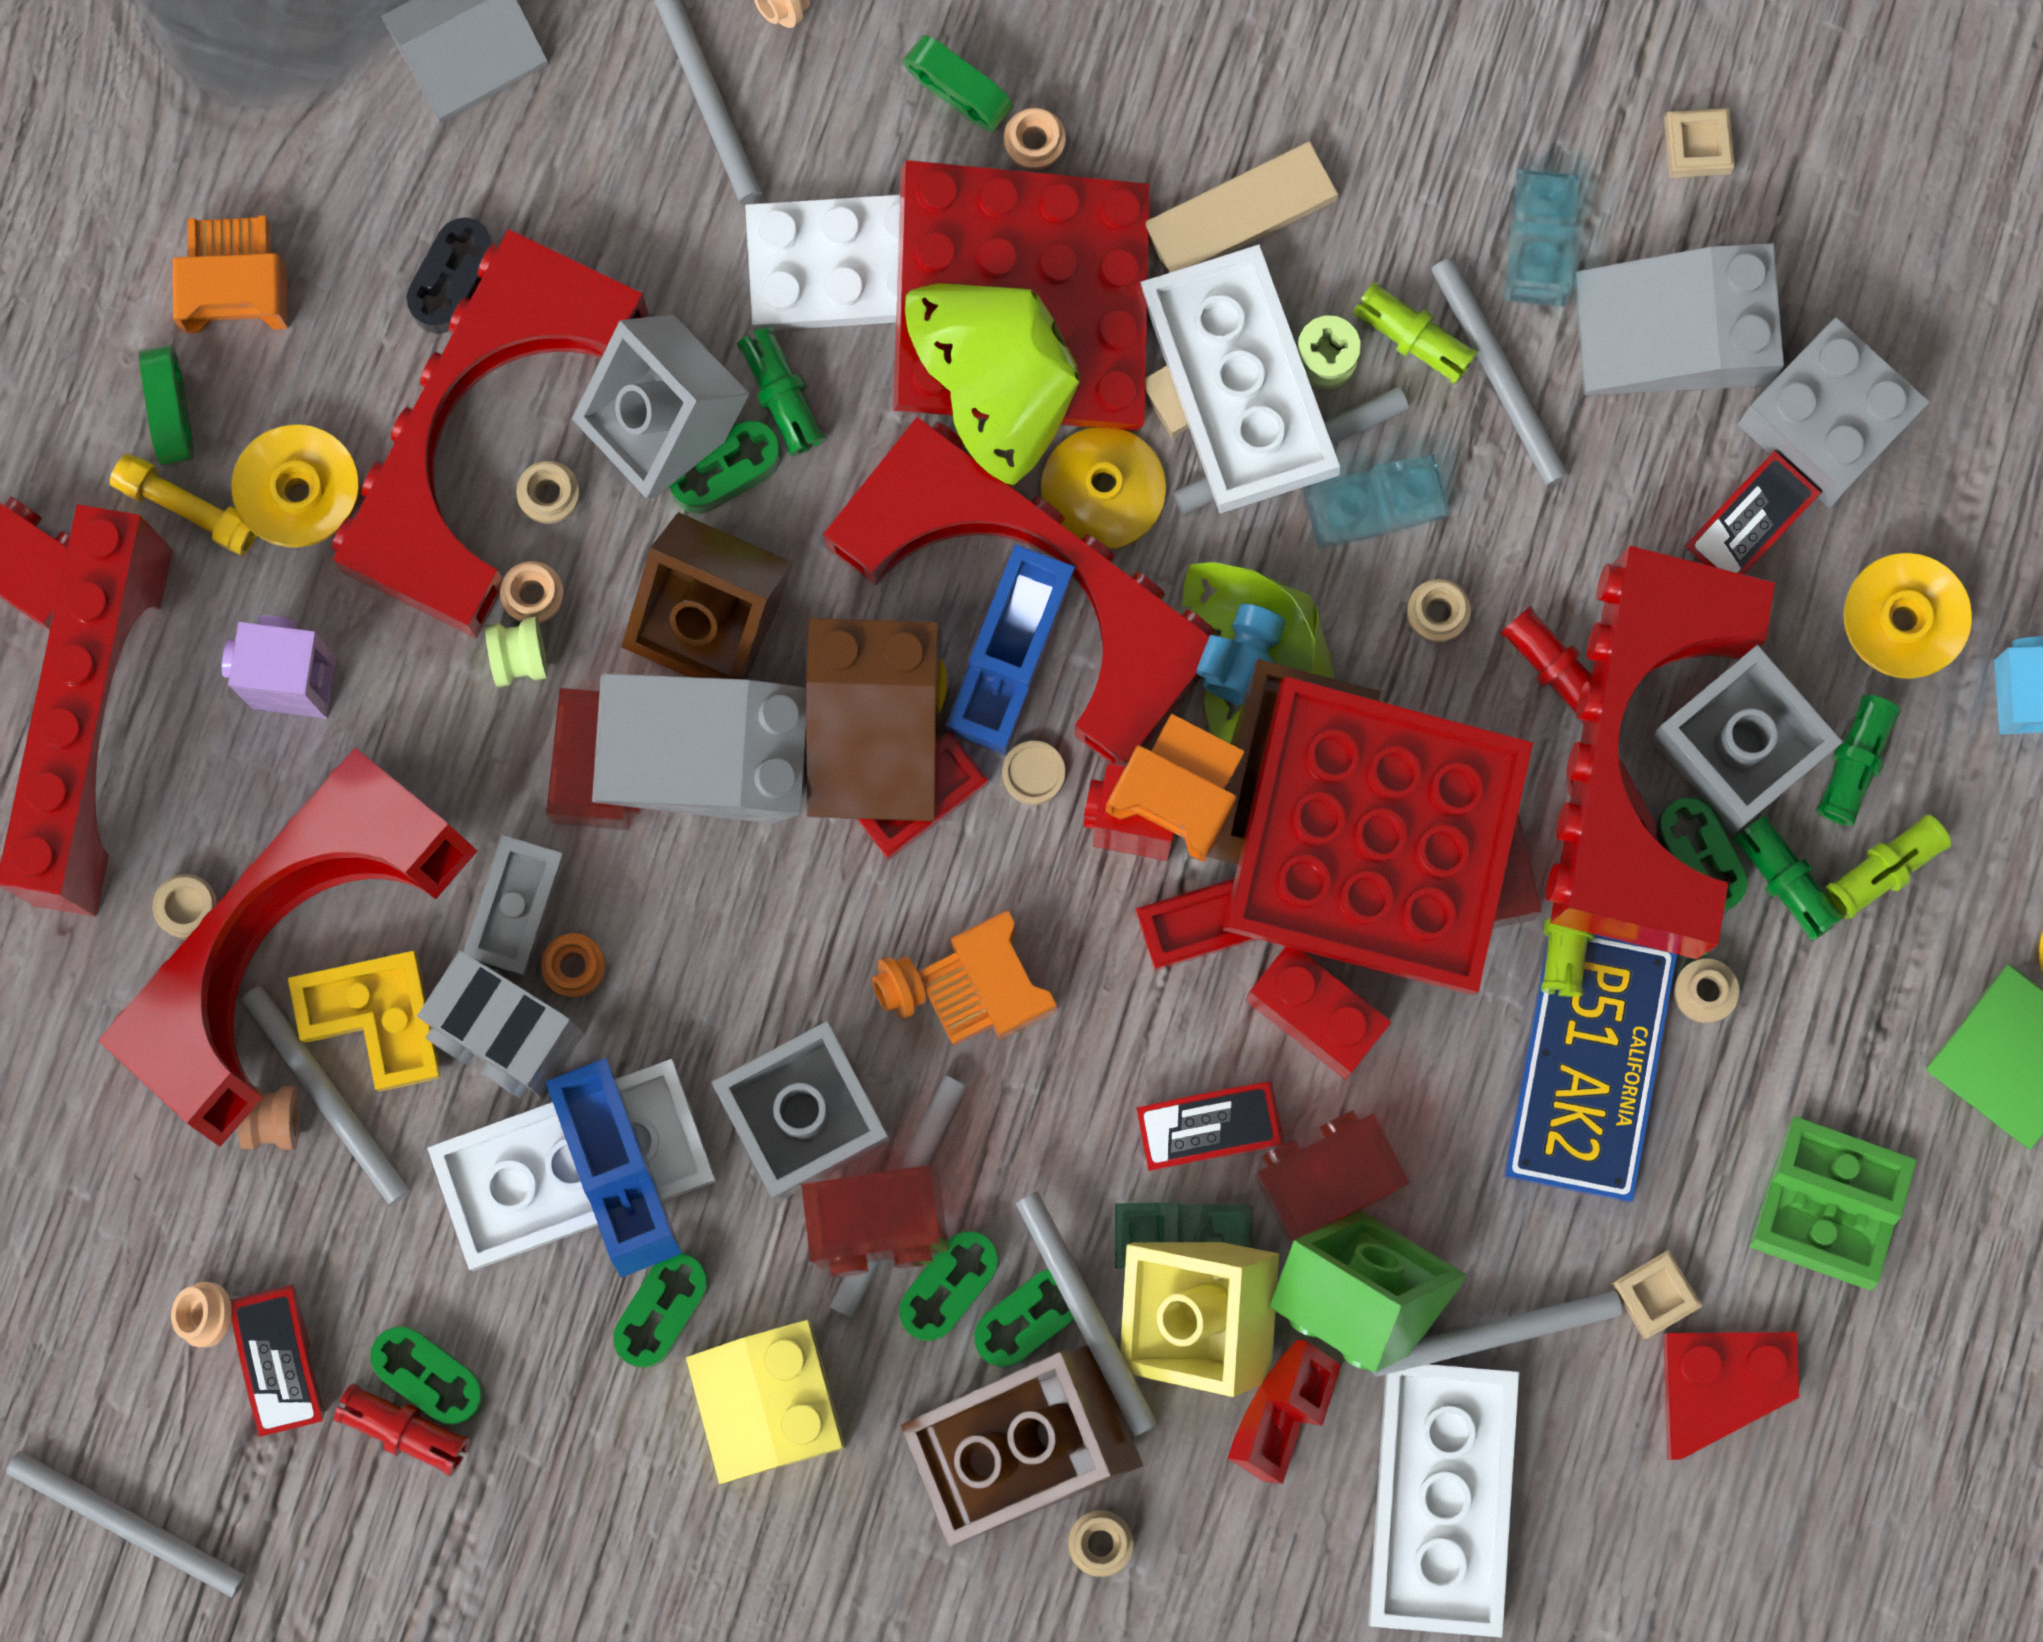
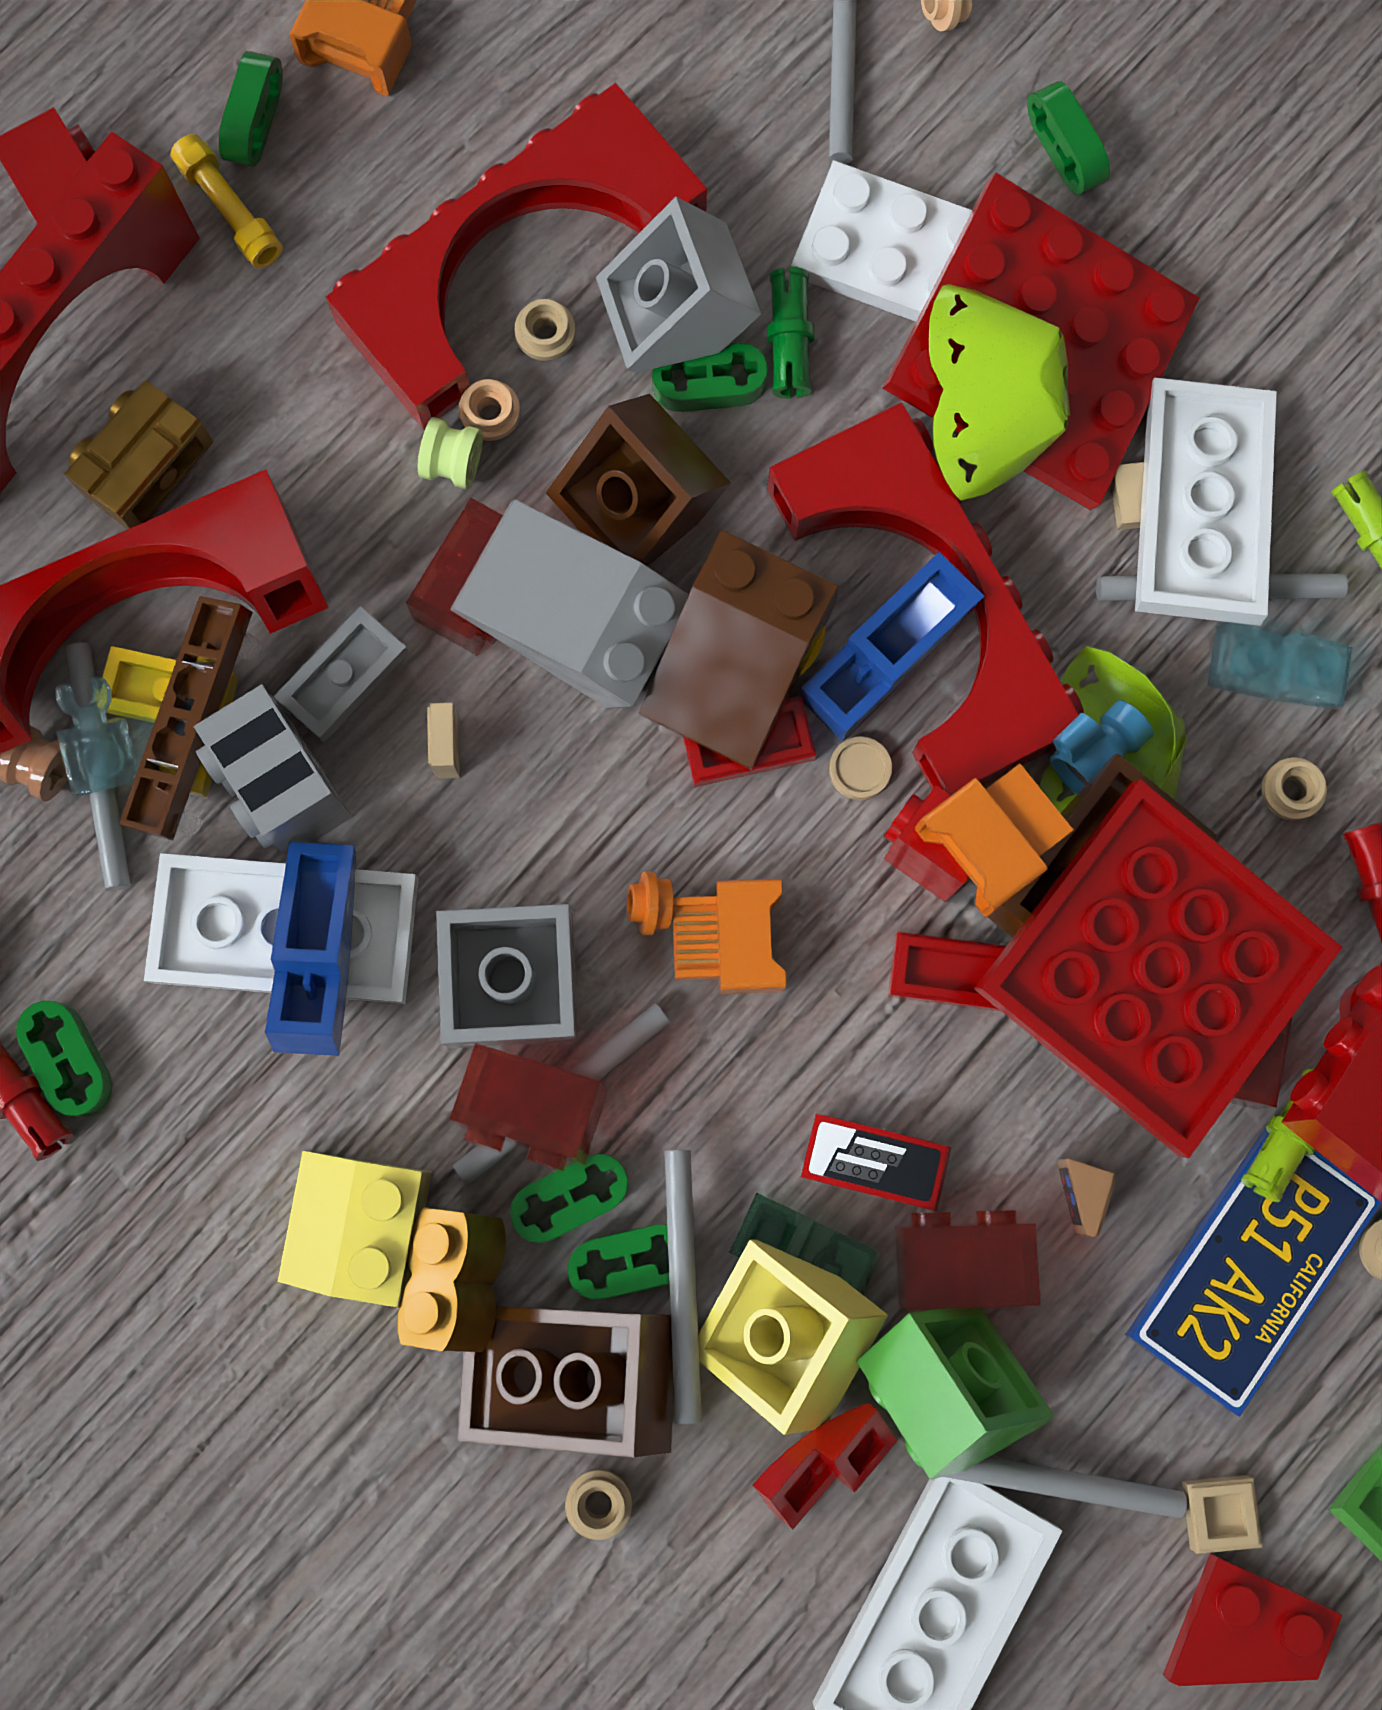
camera: 20 degrees right, 0 degrees up
(183, 903) = (54, 538): tan tile -> none
(222, 788) = (137, 455): none -> pearl gold brick
(280, 667) = (233, 368): lavender brick -> none
(288, 458) = (321, 202): yellow dish -> none
(324, 1077) = (97, 750): none -> clear light blue plate
(392, 1005) = (193, 694): none -> reddish brown piece
(438, 268) = (544, 103): black beam -> none
(559, 951) = (360, 735): orange plate -> none
(638, 924) = (443, 740): none -> tan tile
(674, 1319) = (291, 1085): green beam -> none
(875, 1392) = (451, 1291): none -> pearl gold brick
(1034, 121) = (1118, 201): light nougat plate -> none
(1112, 516) = (1042, 573): yellow dish -> none
(1242, 210) = (1273, 357): tan tile -> none
(1317, 1011) = (1025, 1104): red brick -> none
(1327, 366) = (1288, 528): yellowish green wheel -> none
(1411, 1067) = (1086, 1194): none -> medium nougat slope

